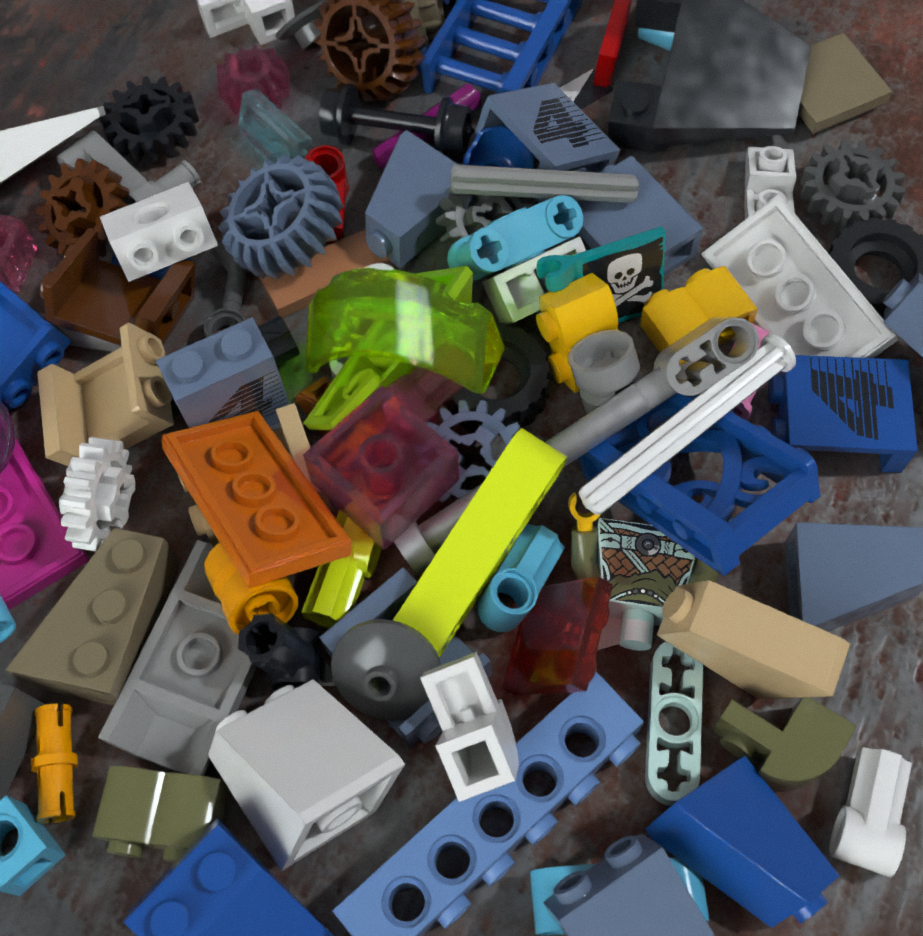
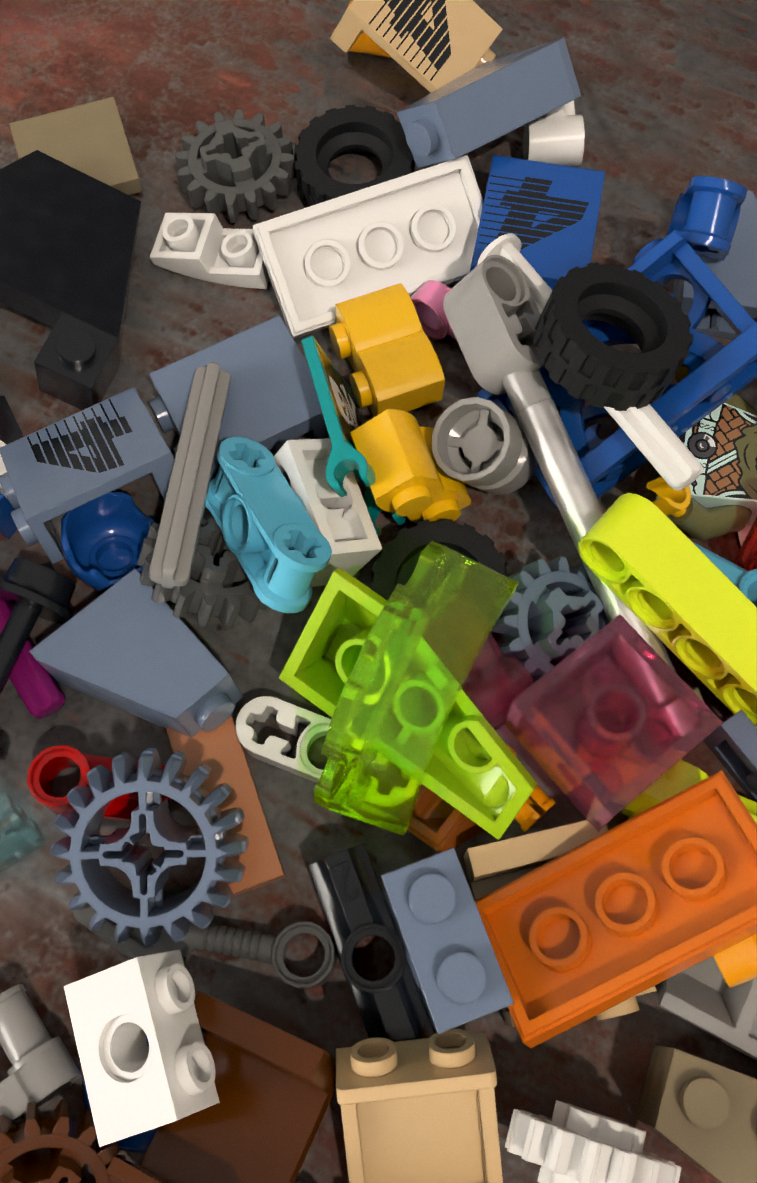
camera: 85 degrees left, 5 degrees up
(730, 395) = (599, 371): none -> black tyre
(854, 512) = (708, 215): none -> blue piece

